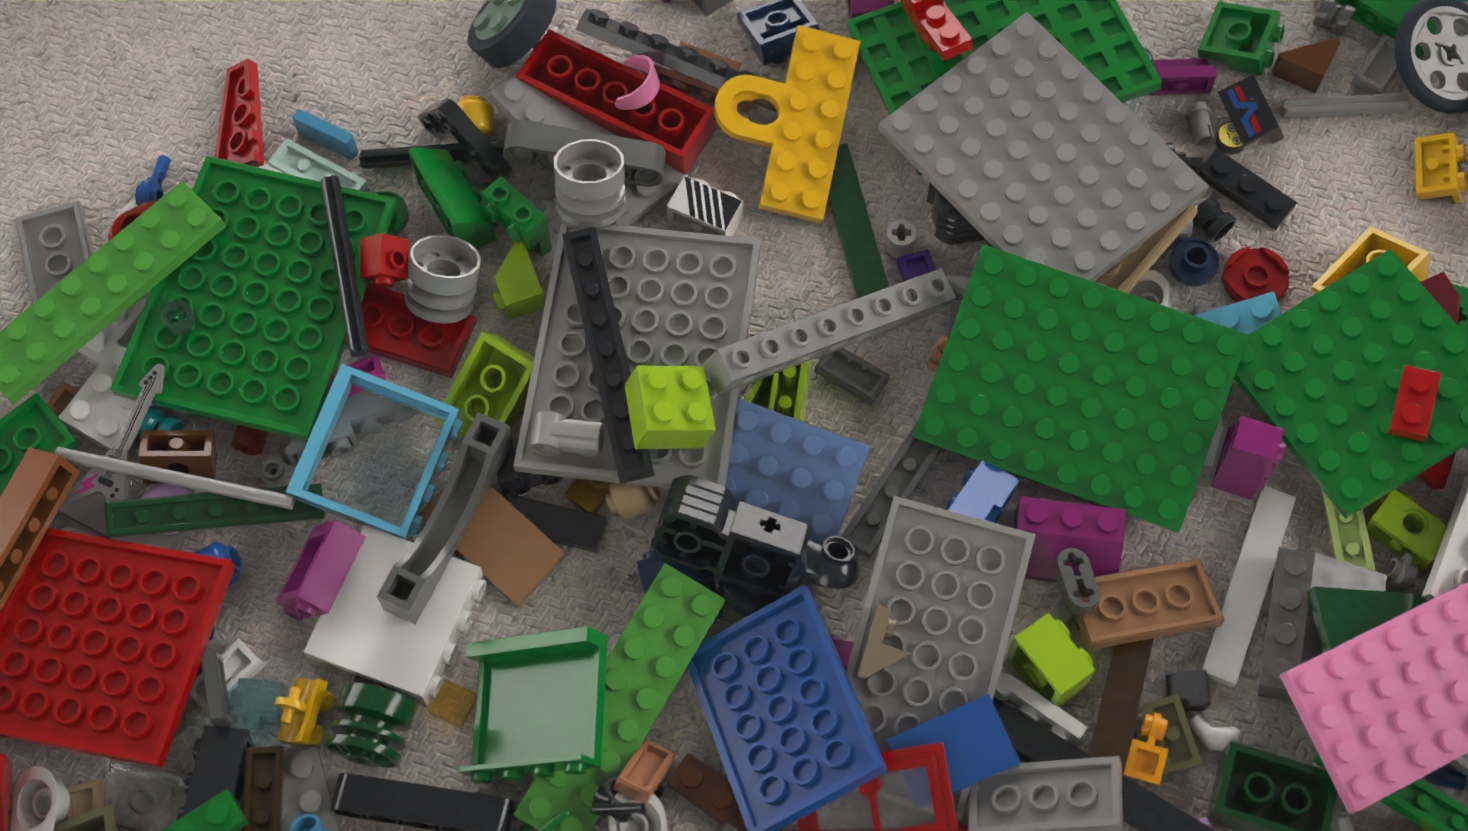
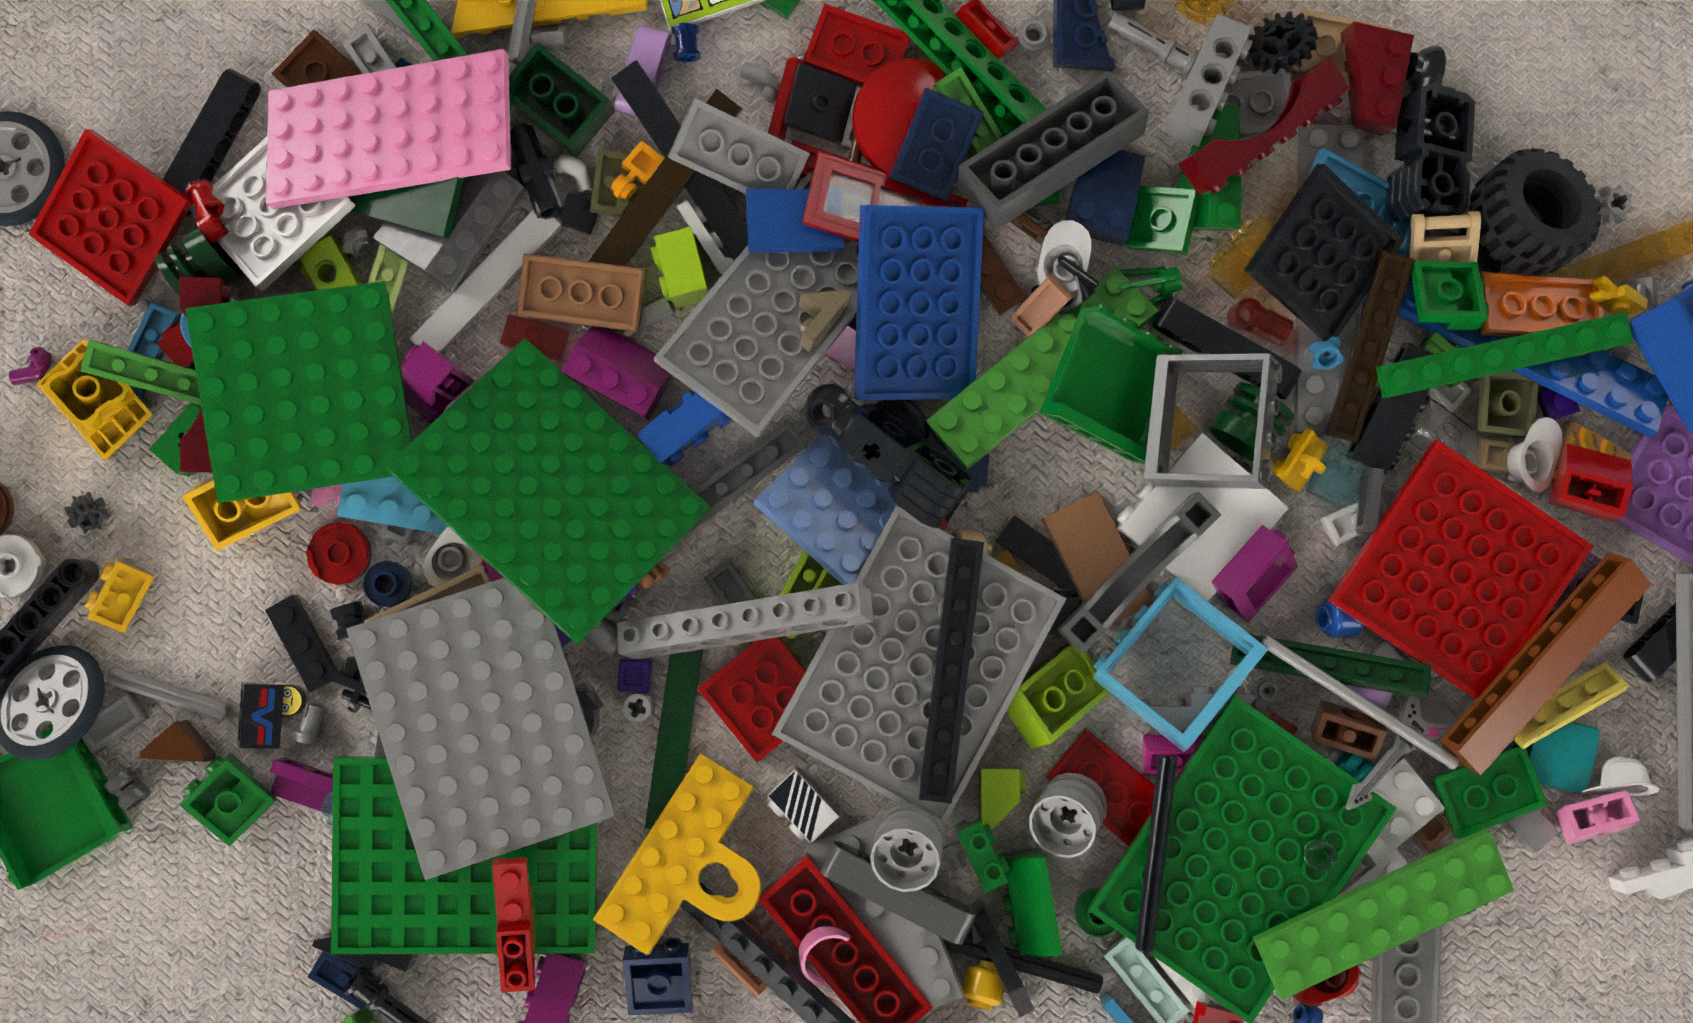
camera: 160 degrees left, 20 degrees up
(384, 259) = (1118, 844): red brick -> none
(468, 679) = (1163, 414): none -> dark grey window
(556, 434) = (1020, 605): light grey piece -> none
(669, 407) = (918, 586): lime brick -> none
(792, 284) = (754, 693): none -> red plate
(1083, 579) = (623, 324): dark grey beam -> none
(1168, 547) = (546, 338): none -> clear red plate
(1257, 712) = (535, 171): none -> black piece
(1414, 403) = (278, 345): red plate -> none

